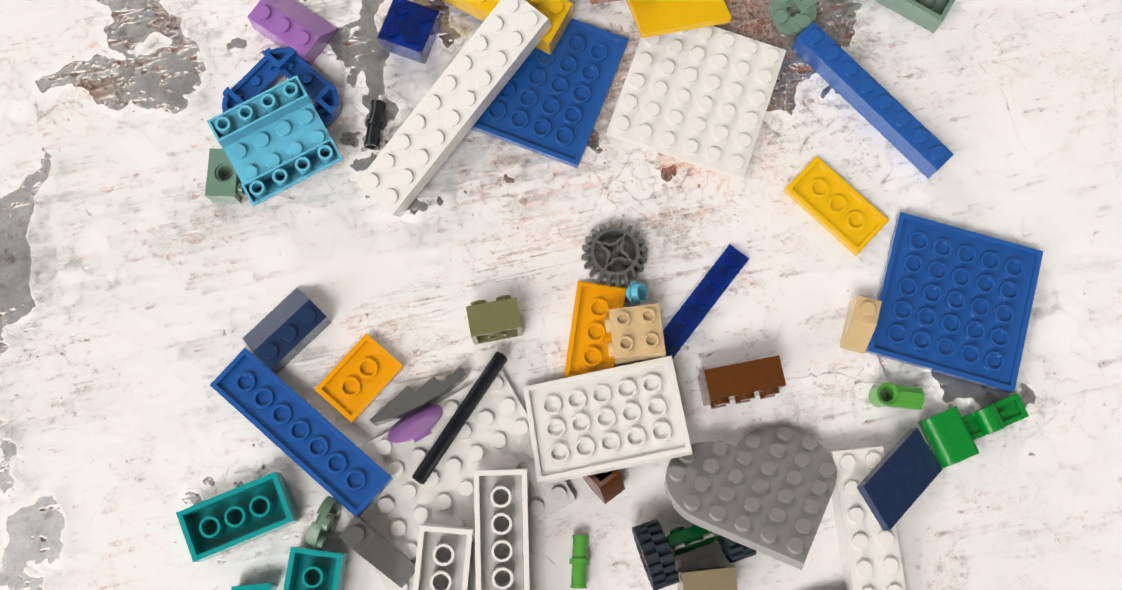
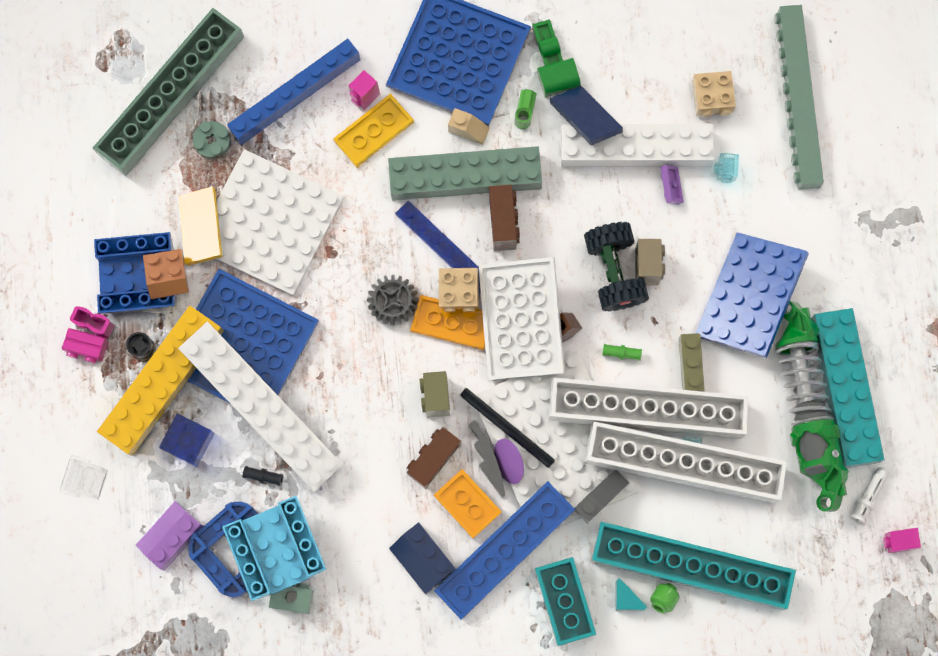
camera: 75 degrees left, 0 degrees up
(324, 523) = (576, 535): sand green plate -> none
(415, 327) = (433, 457): none -> reddish brown brick
(637, 293) = (425, 286): medium azure plate -> none
(757, 493) = (585, 215): light grey plate -> none
(796, 327) = (464, 173): none -> sand green brick
(886, 183) = (363, 90): none -> dark pink brick

